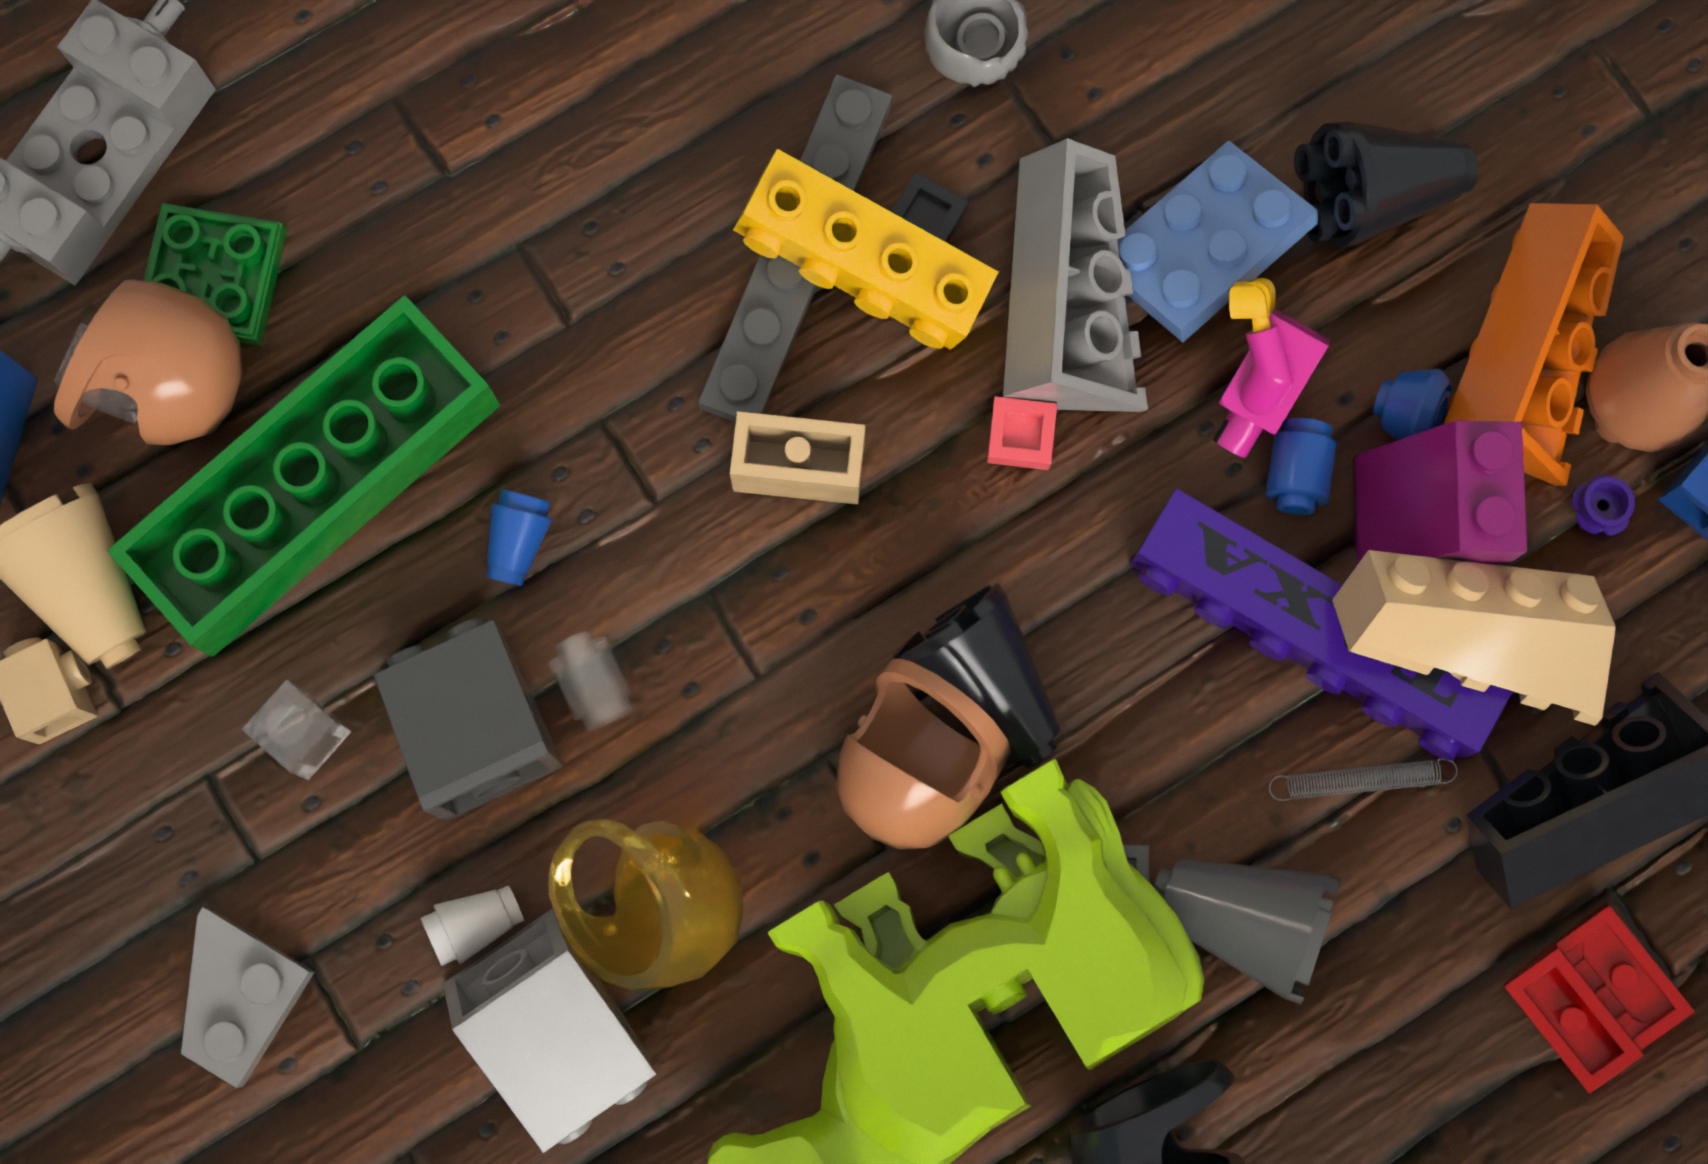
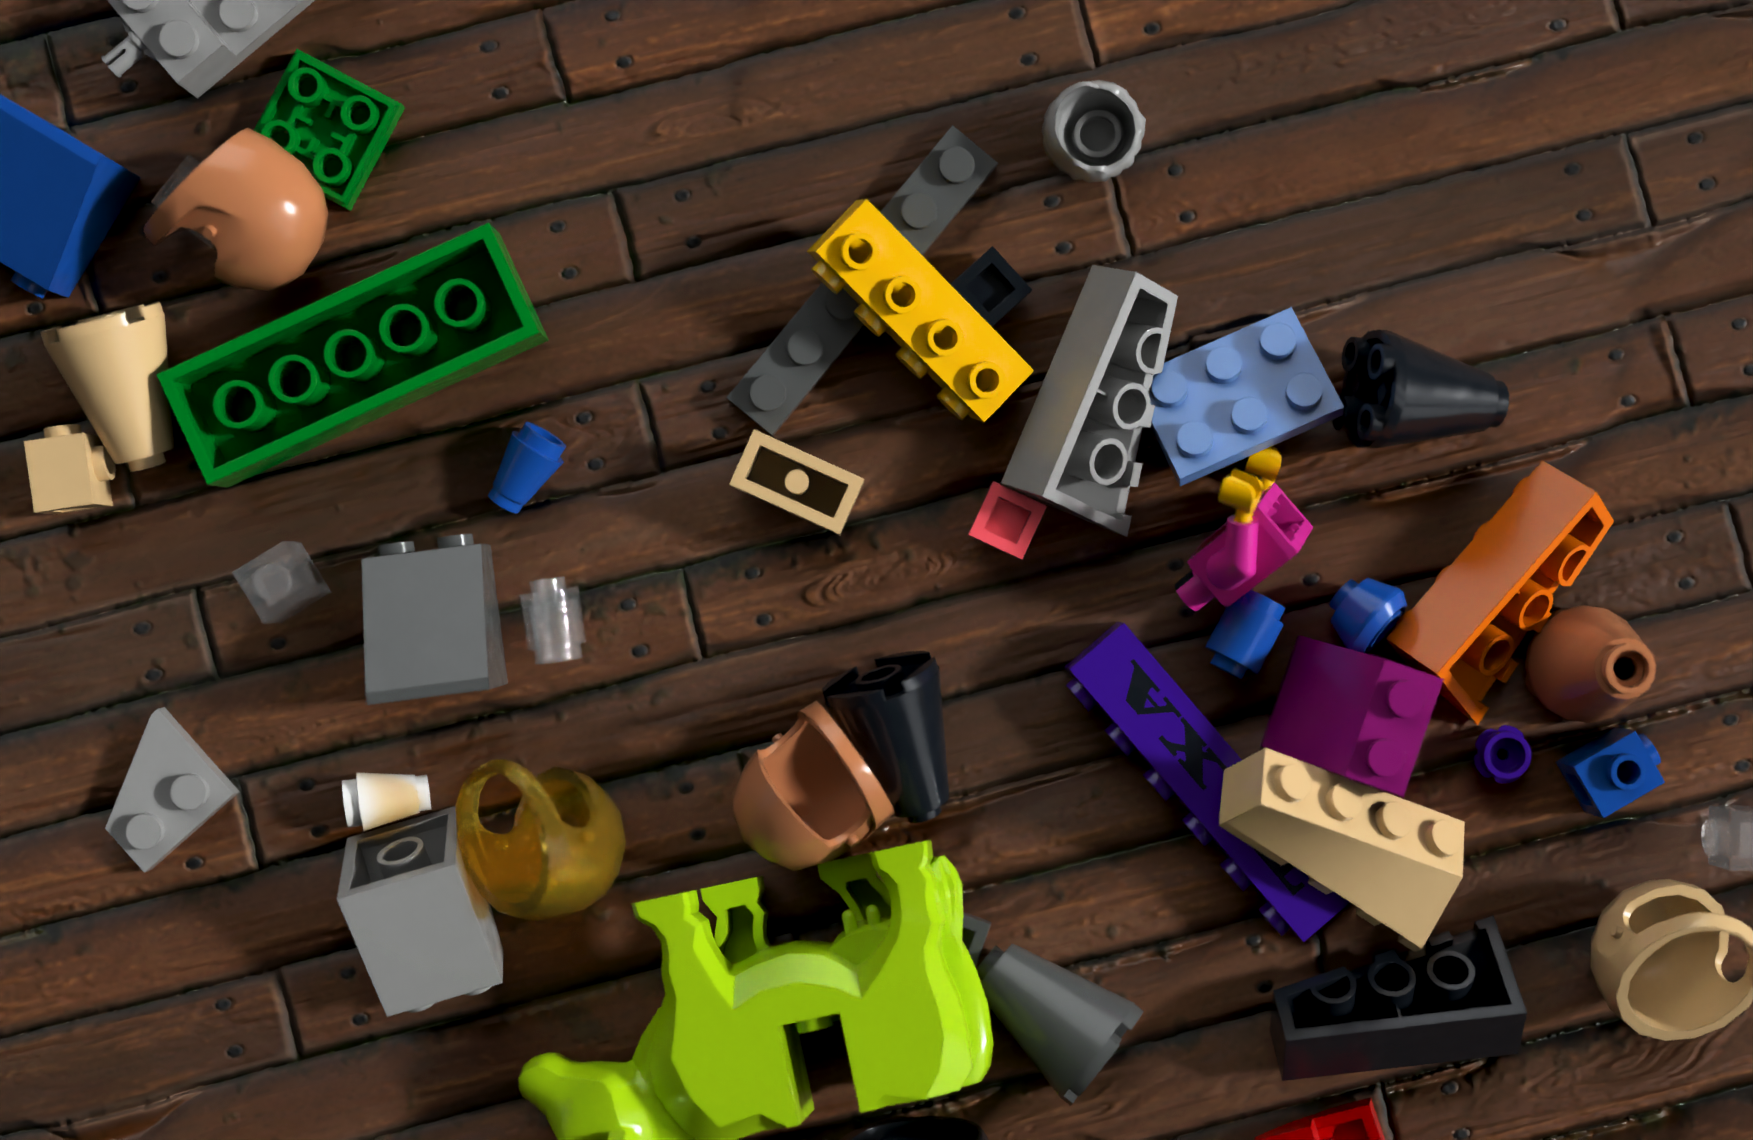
camera: 15 degrees right, 10 degrees up
(1420, 770) = (1162, 920): light grey piece -> none

